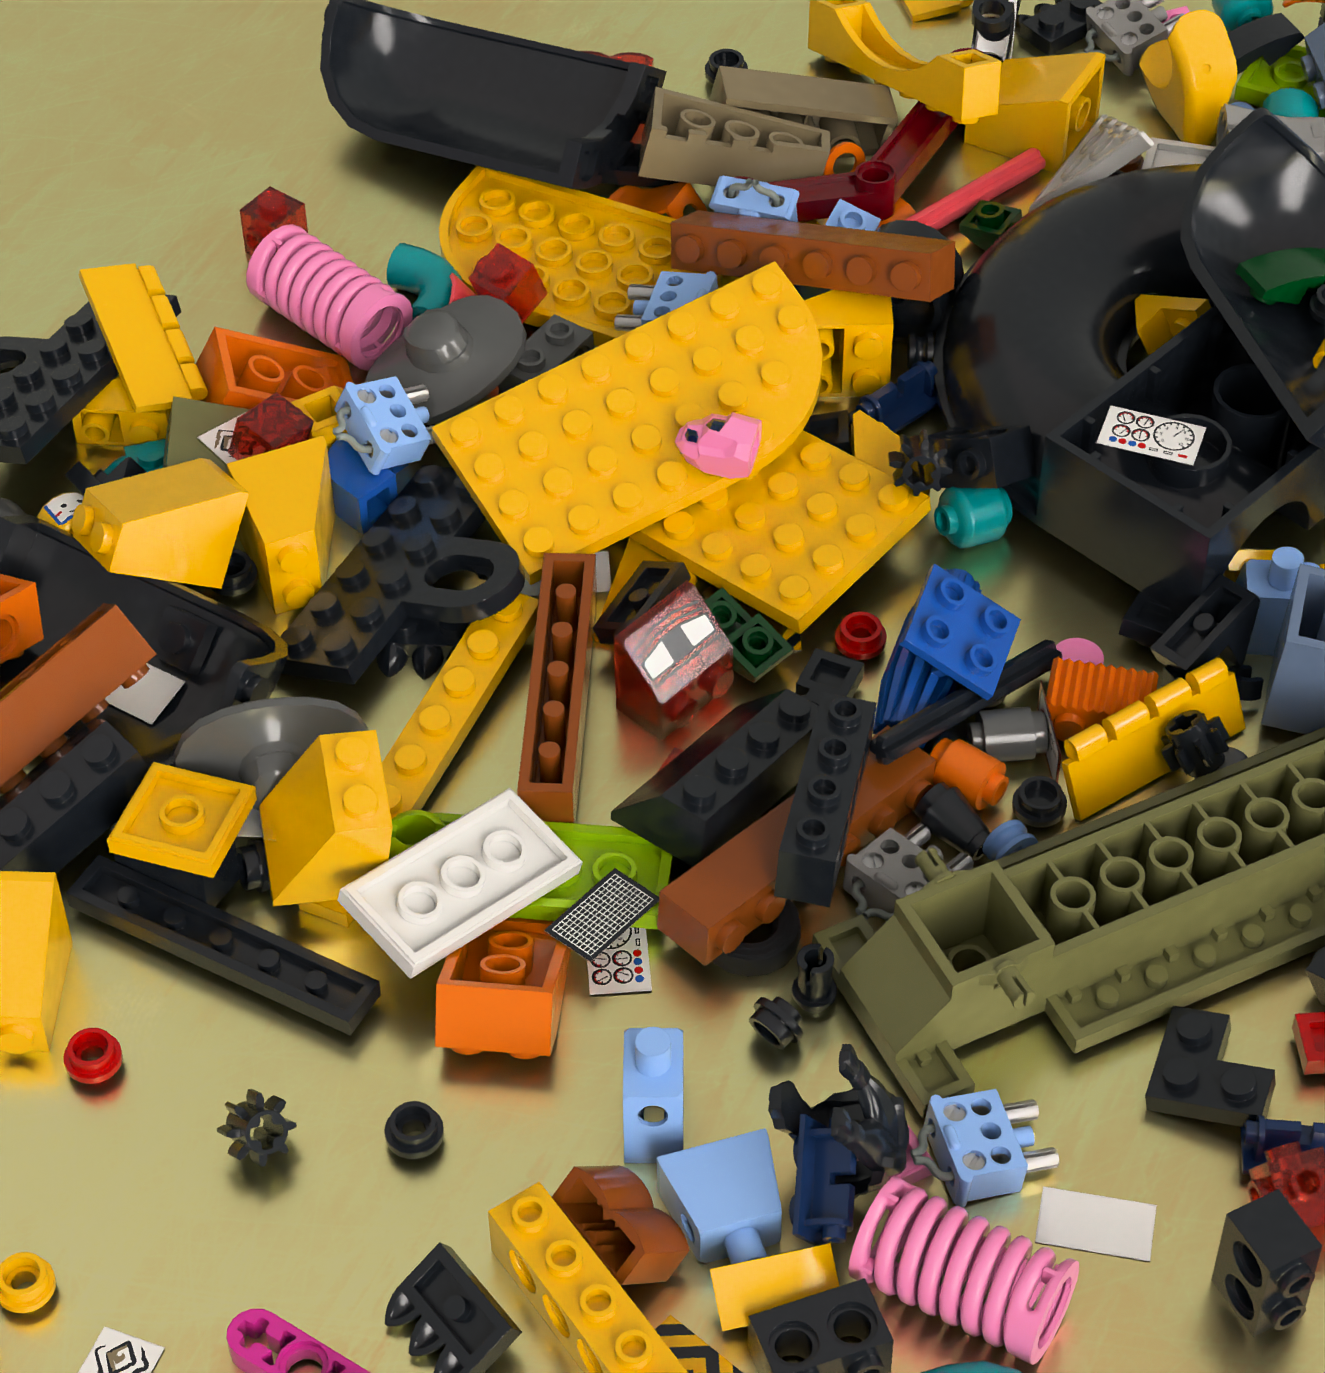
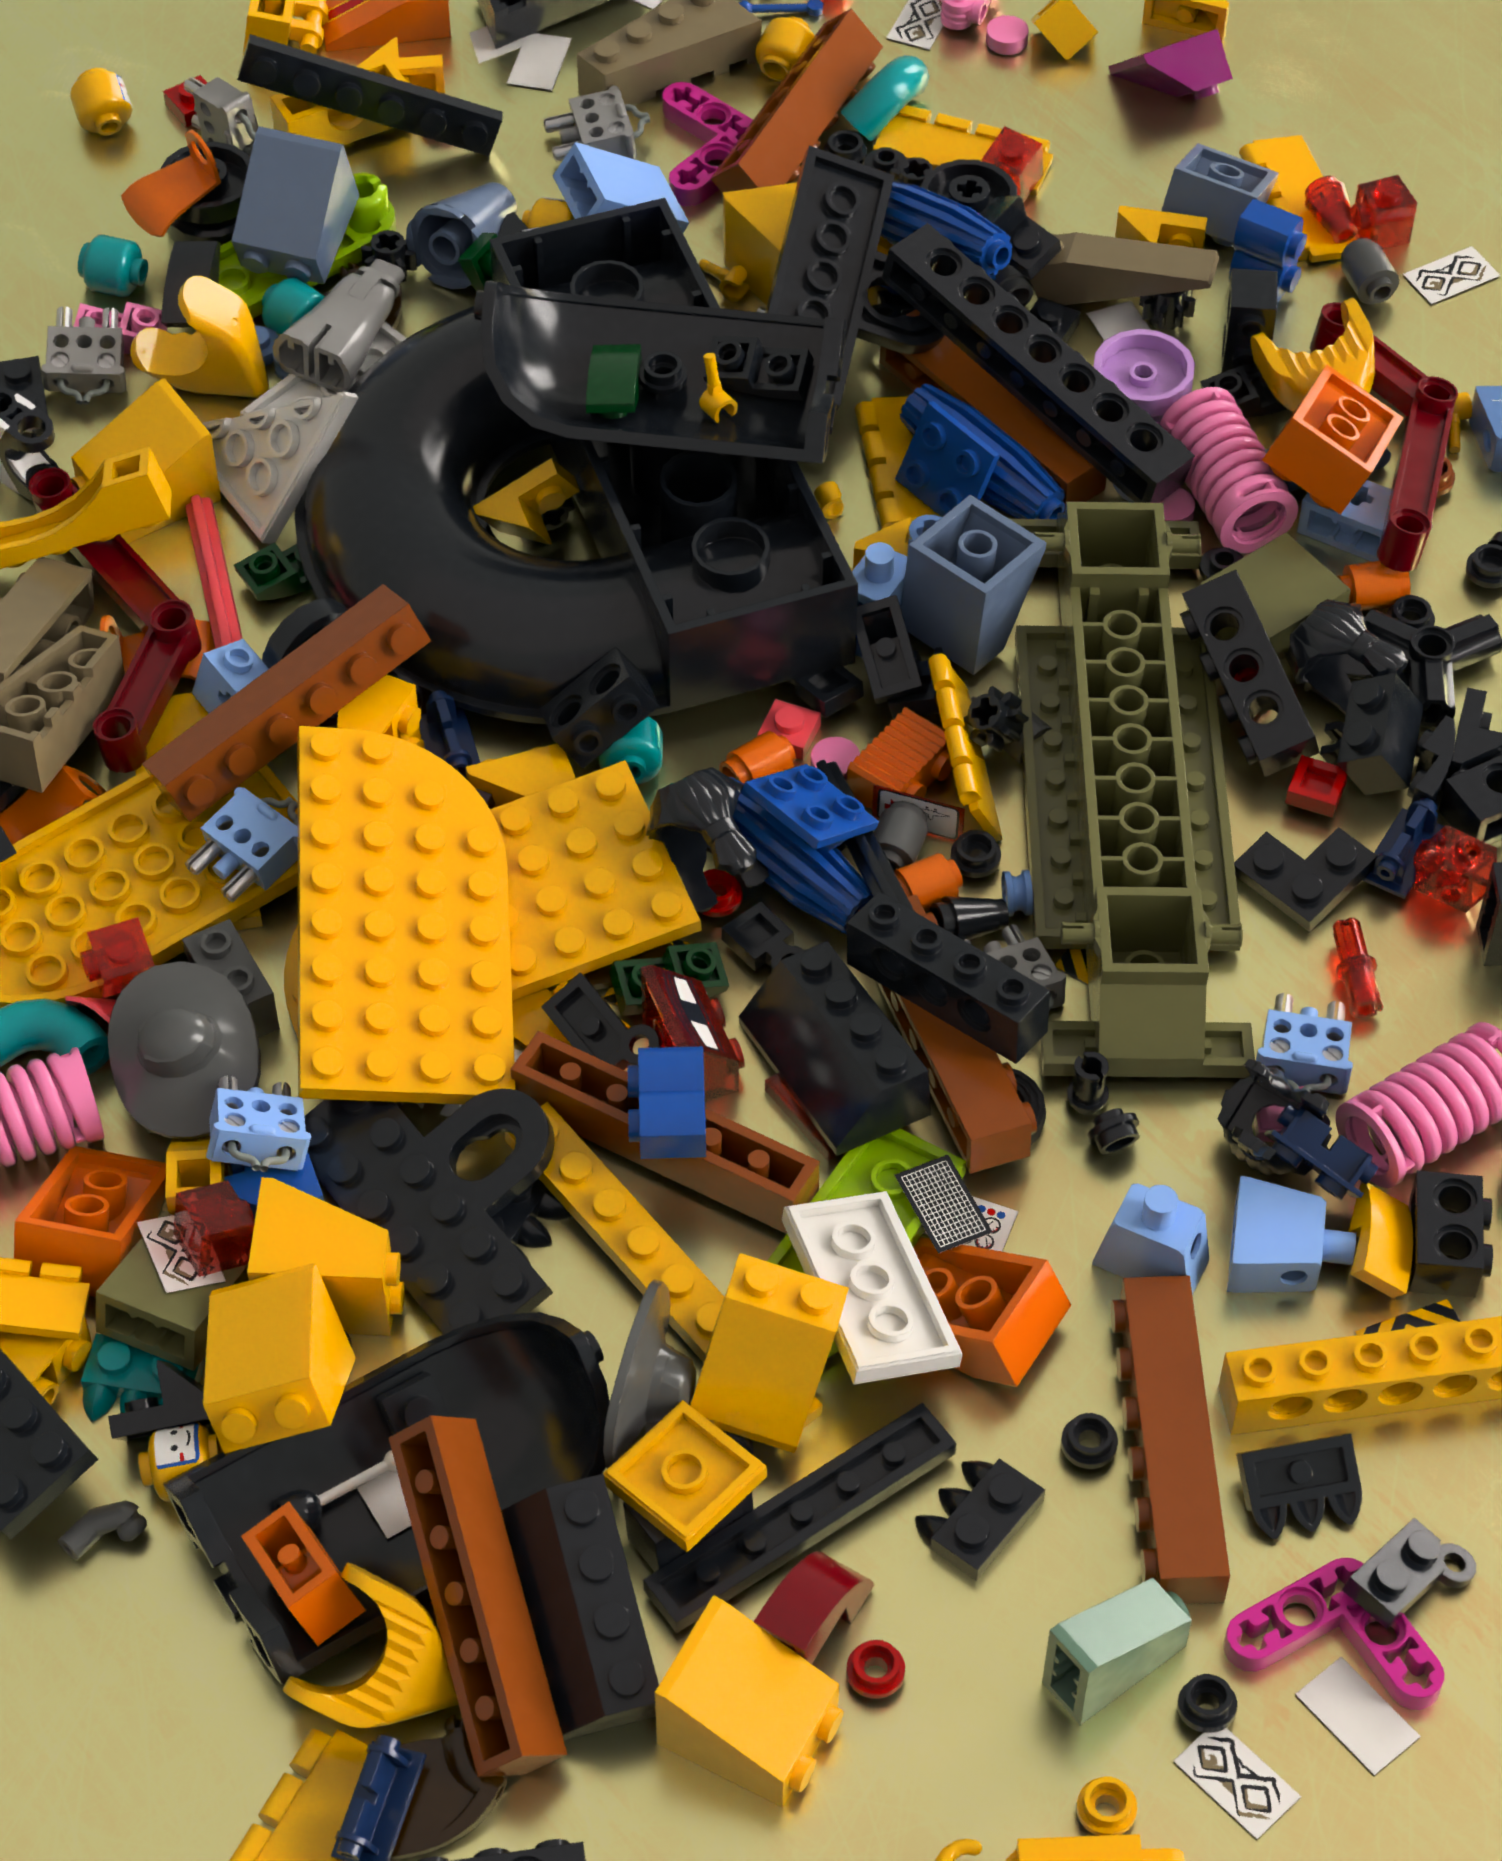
camera: 65 degrees left, 5 degrees up
(57, 611) = (310, 1505): none -> hinge
(107, 960) = (811, 1602): none -> dark red brick
(166, 1311) = (1207, 1690): none -> black plate
(178, 1214) = (1113, 1647): none -> sand green slope
(265, 1139) = (1038, 1556): black gear -> none
(309, 1085) = (980, 1519): none -> black plate
(439, 1190) = (1172, 1439): none -> dark orange brick
(557, 657) = (670, 1102): none -> blue brick
(621, 1224) = (1281, 1316): dark orange brick -> none
(721, 444) = (495, 868): bright pink rock -> none
(754, 199) = (169, 716): light blue piece -> none
(891, 565) = (698, 818): none -> black piece
(920, 462) = (602, 742): black gear -> none
(1029, 601) = (759, 757): none -> orange brick
(1090, 616) = (794, 723): none -> coral plate
(1096, 1223) = (1406, 1012): white sticker -> none
(1113, 1155) = (1356, 969): none -> clear red axle
(1151, 435) = (716, 564): white sticker -> none

